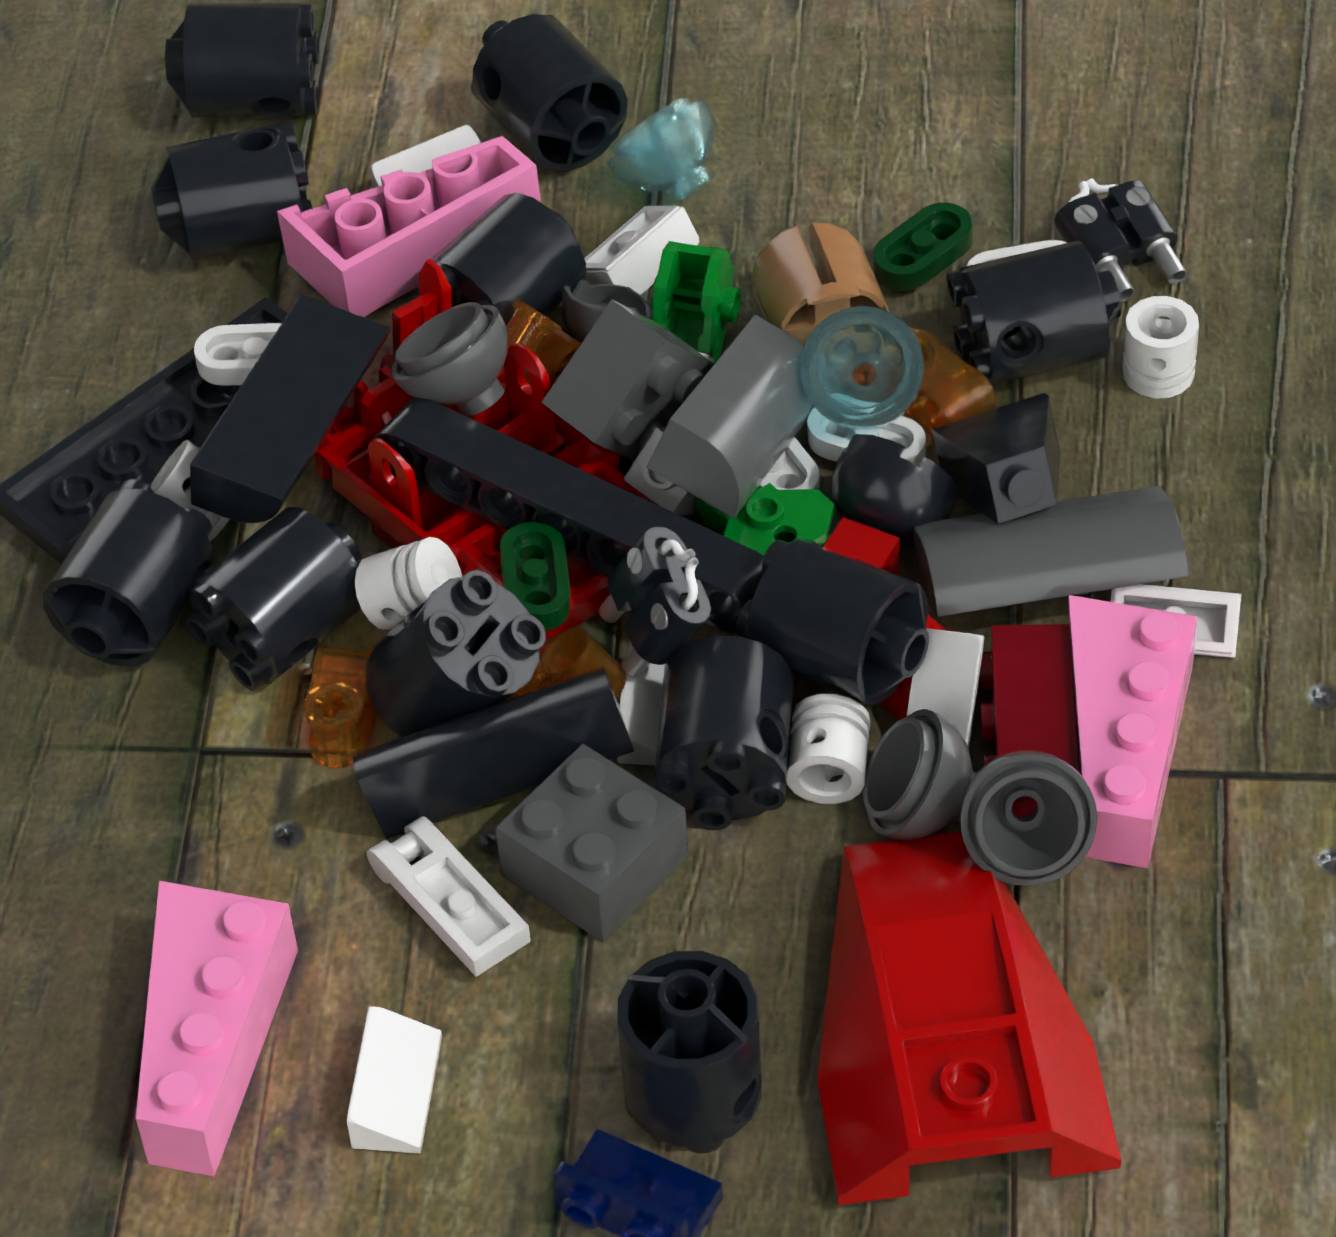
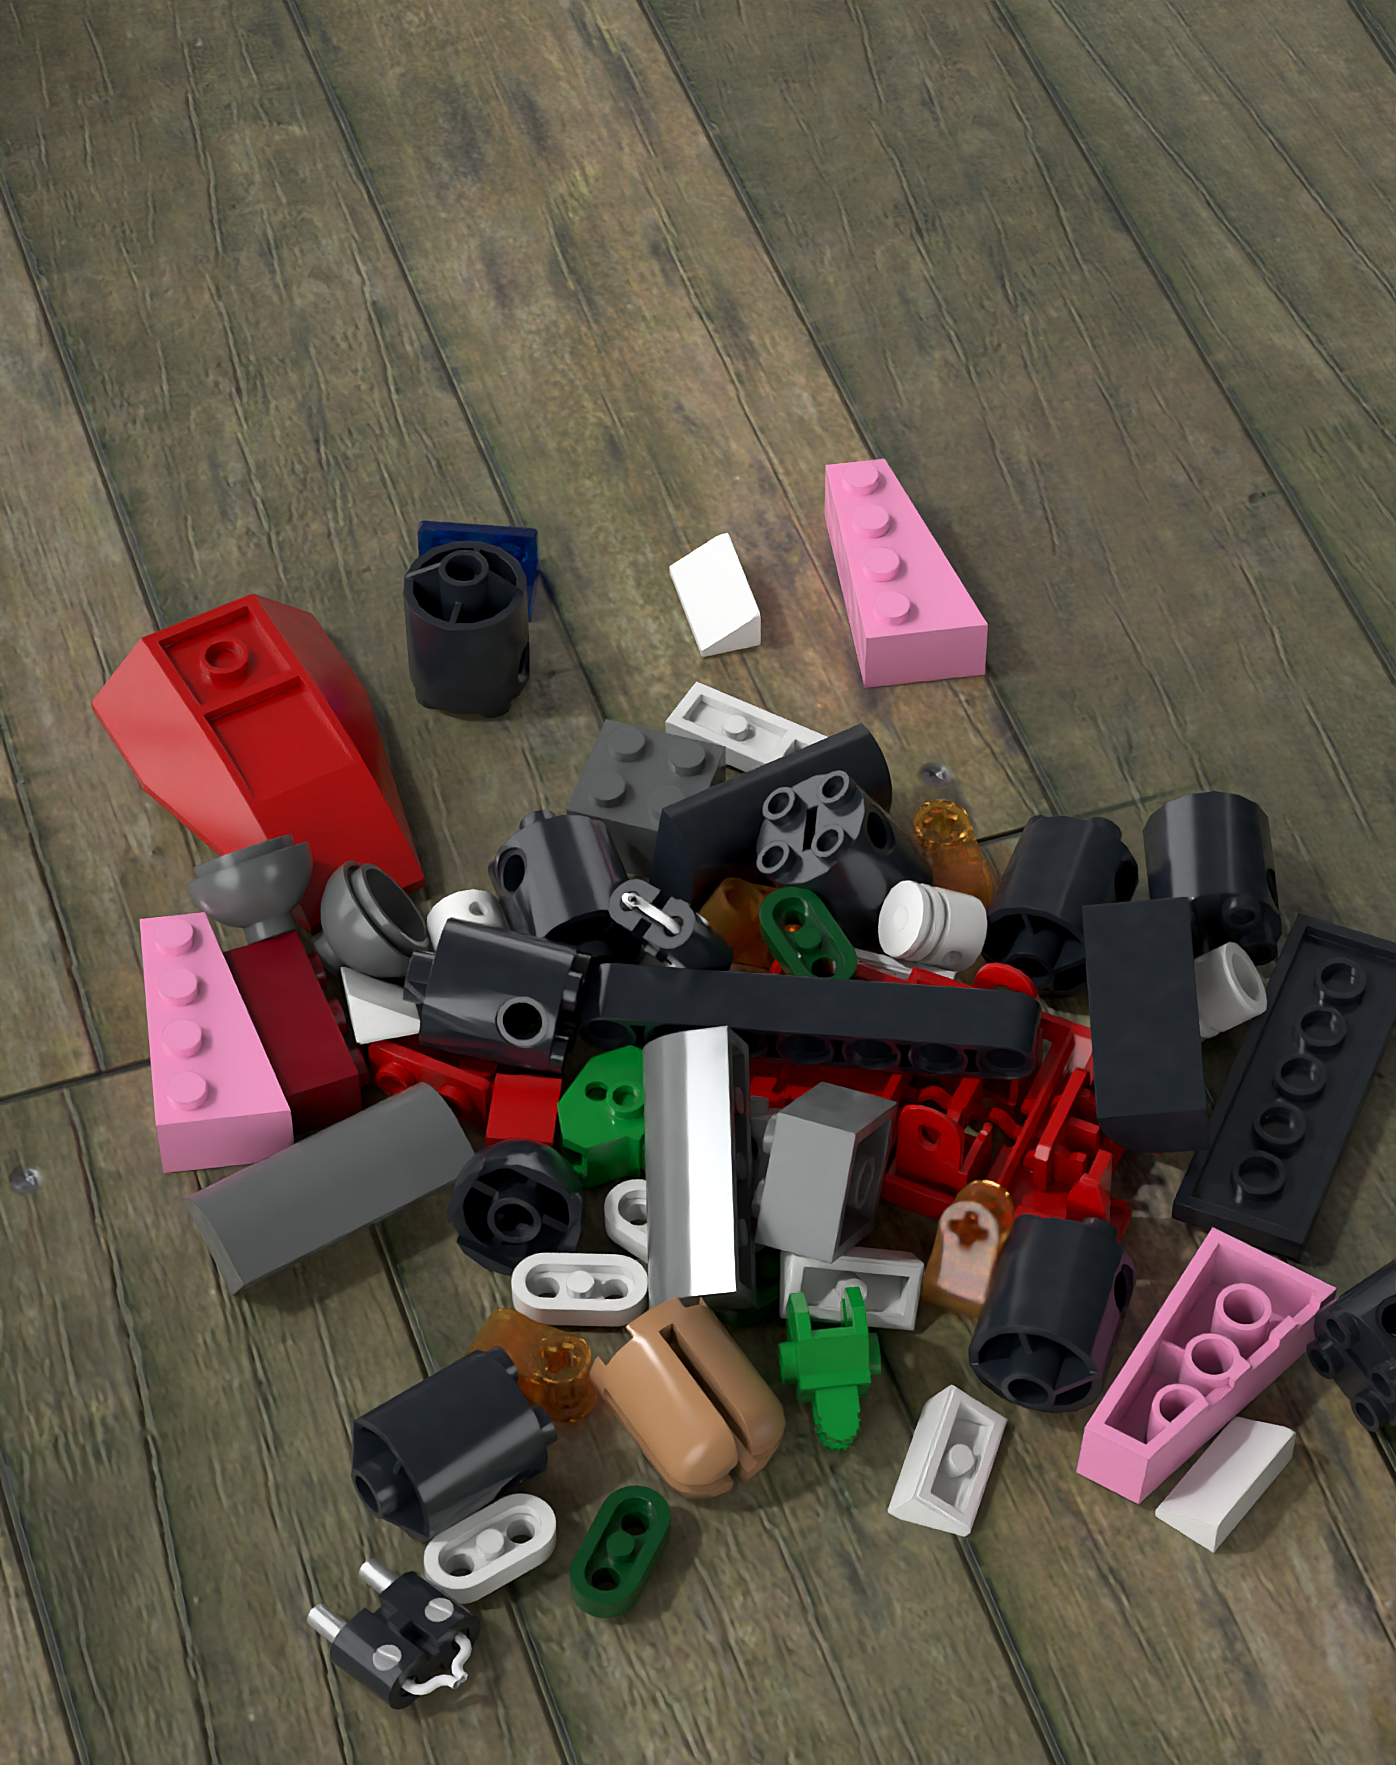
camera: 155 degrees right, 0 degrees up
(230, 351) = (1248, 1141): white plate -> none
(455, 358) = (1008, 1089): dark grey piece -> none
(548, 91) = (1142, 1579): black cylinder -> none
(589, 301) = (924, 1332): dark grey hair -> none
(667, 150) = (973, 1557): clear light blue piece -> none
(855, 339) = (596, 1285): clear light blue piece -> none
(1004, 458) = (409, 1255): black slope -> none
(1158, 351) = (299, 1478): white piece -> none
(1215, 613) = (157, 1205): white slope -> none

